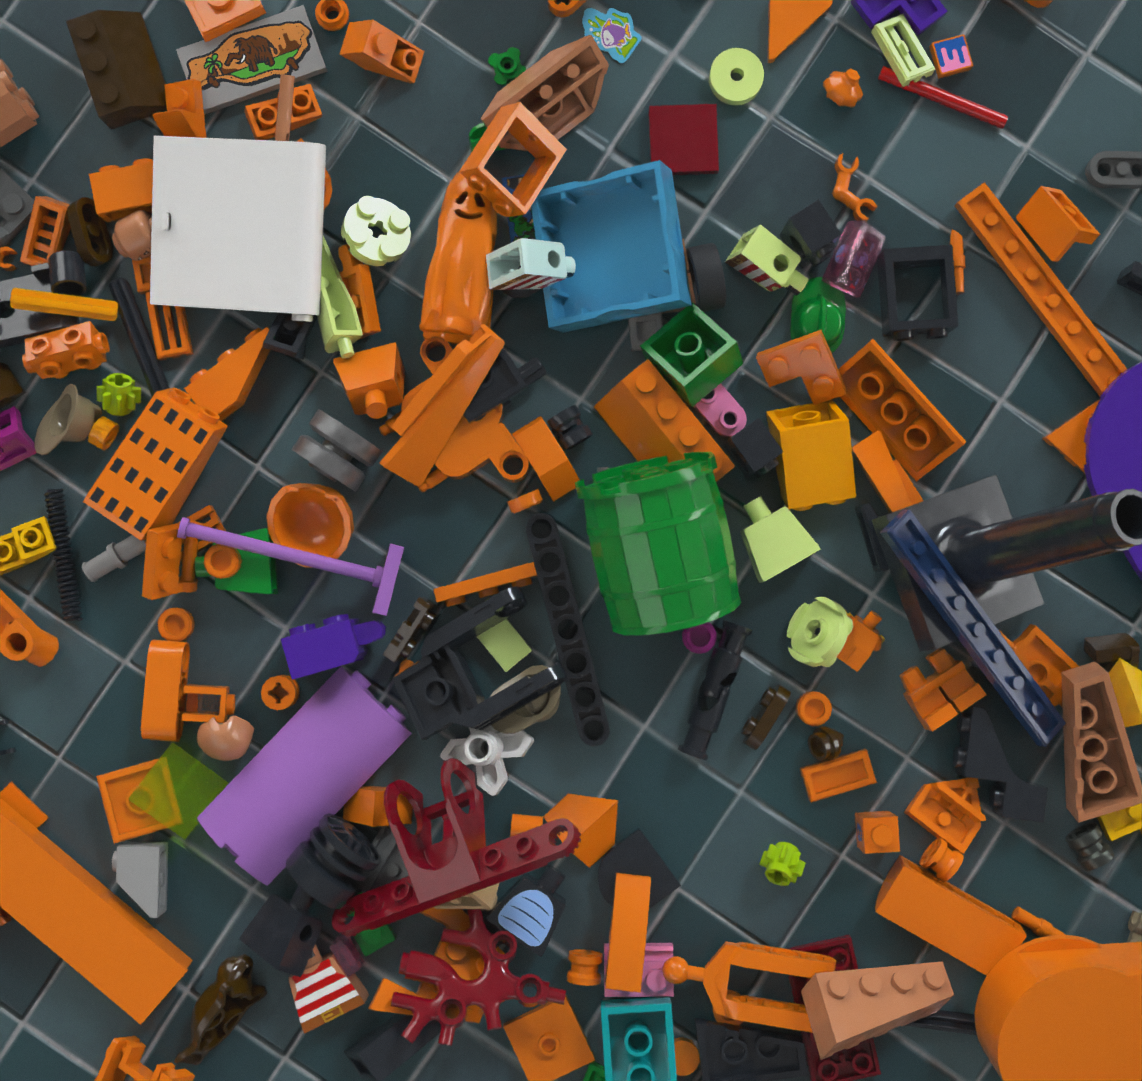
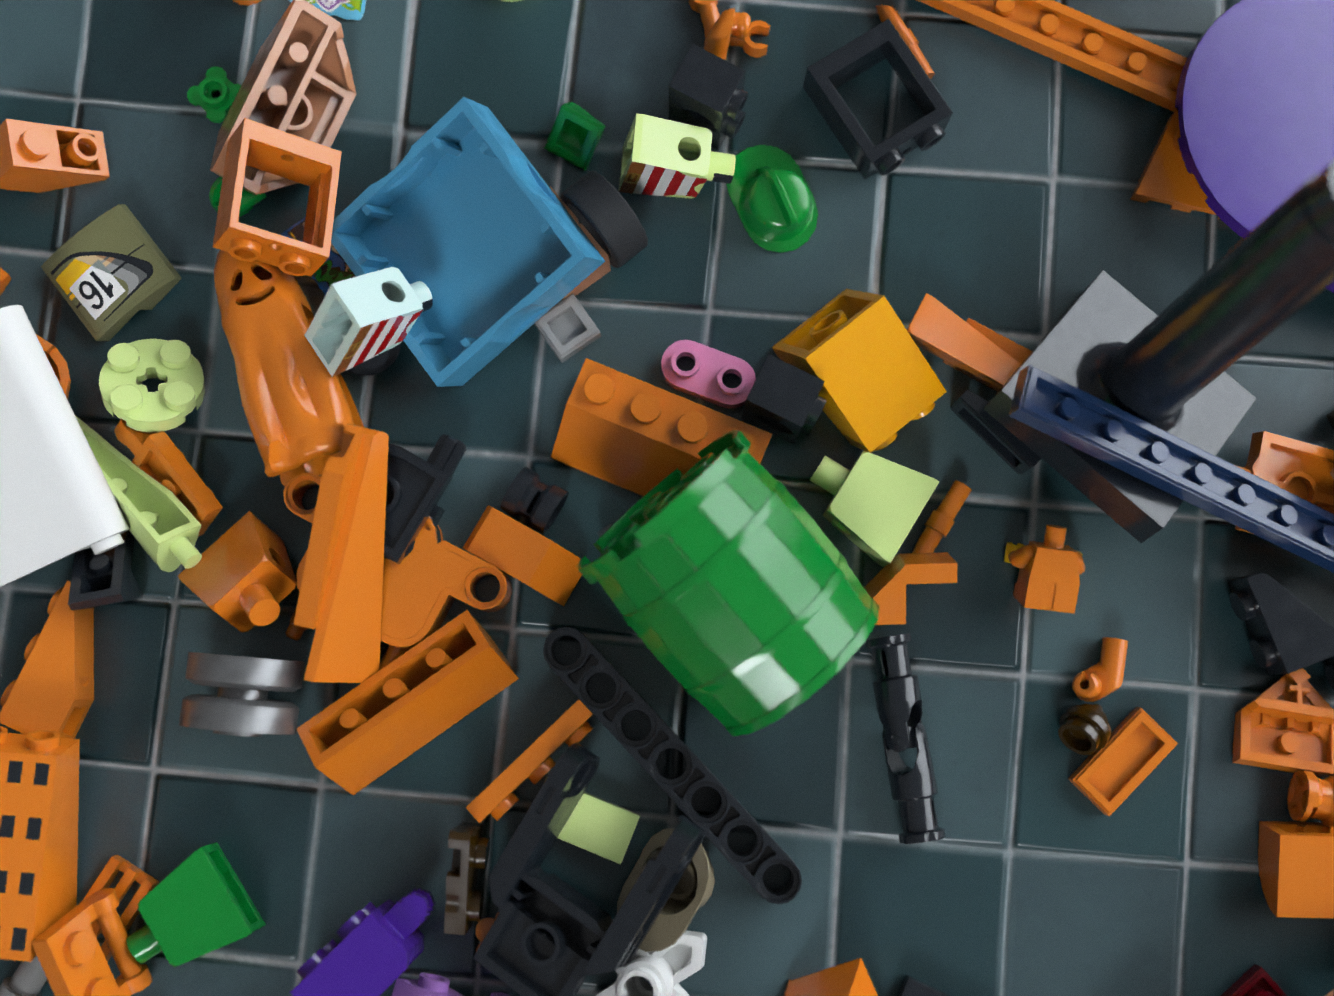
camera: 25 degrees left, 5 degrees down
(222, 561) = (161, 925): orange tile -> none
(311, 519) = (256, 810): orange cylinder -> none
(382, 577) = (389, 830): medium lavender tile -> none
(385, 146) = (111, 272): none -> olive slope
(430, 509) = (406, 704): none -> orange brick
(525, 501) = (526, 625): orange tile -> none
(685, 138) = (487, 65): dark red tile -> none
(693, 354) = (640, 321): green brick -> none
(699, 638) = (850, 682): magenta plate -> none
(716, 212) = (575, 135): none -> green slope
(754, 596) = (889, 585): none -> orange slope
(772, 704) = (988, 756): dark brown plate -> none
(782, 863) = (1120, 919): lime gear -> none
(808, 358) = (787, 252): orange plate -> none
(808, 574) = (942, 519): none -> orange piece
(813, 708) = (1043, 691): orange tile -> none
(825, 647) = (1018, 585): yellowish green plate -> none
(838, 200) = (728, 25): none -> orange arm
(854, 258) = (776, 102): clear pink slope -> none
(856, 719) = (1104, 676): none -> orange arm
(877, 832) = (1217, 808): orange brick -> none
(899, 410) = (929, 251): orange slope -> none
(943, 692) = (1193, 582): orange hips -> none

